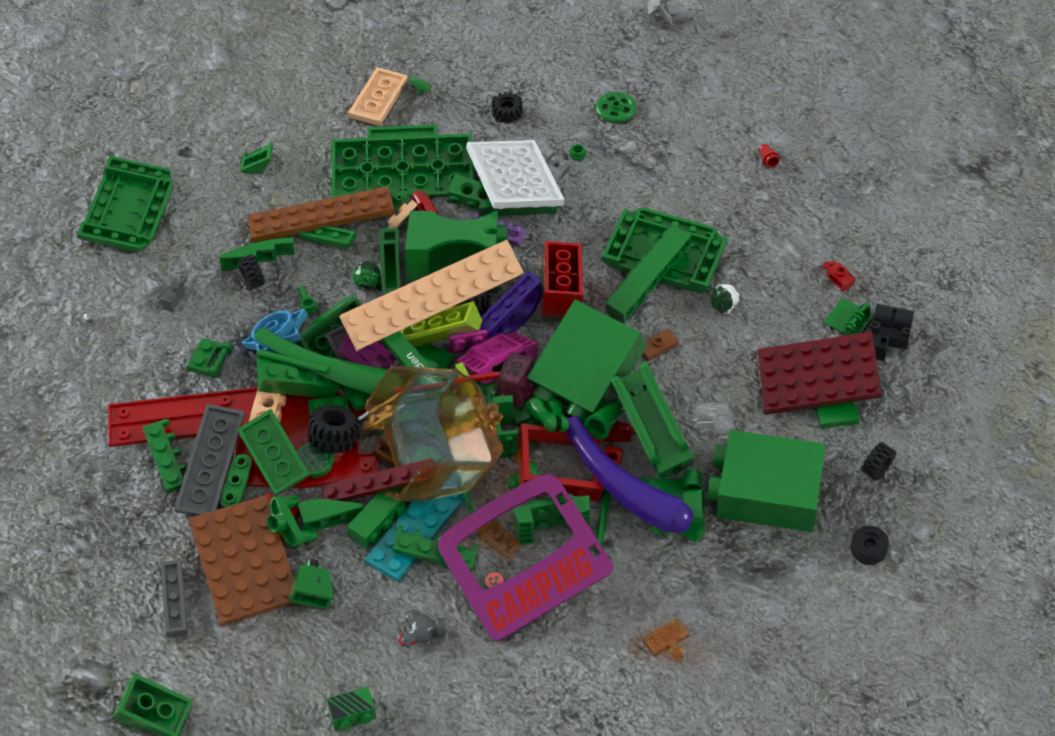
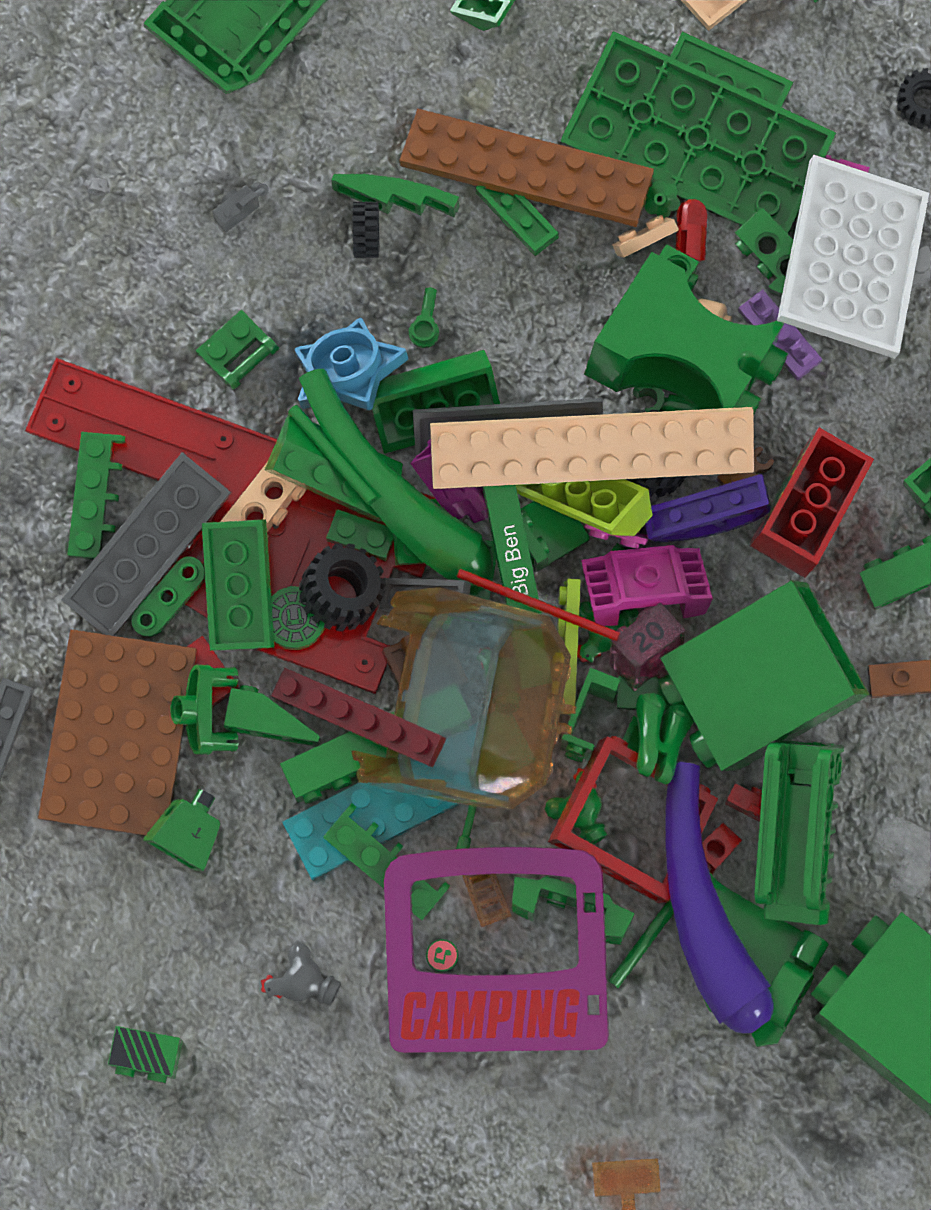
camera: 30 degrees right, 25 degrees up
(366, 274) = (535, 324): green piece -> none
(390, 259) = (583, 316): green slope -> none
(604, 419) = (732, 787): green plant -> none

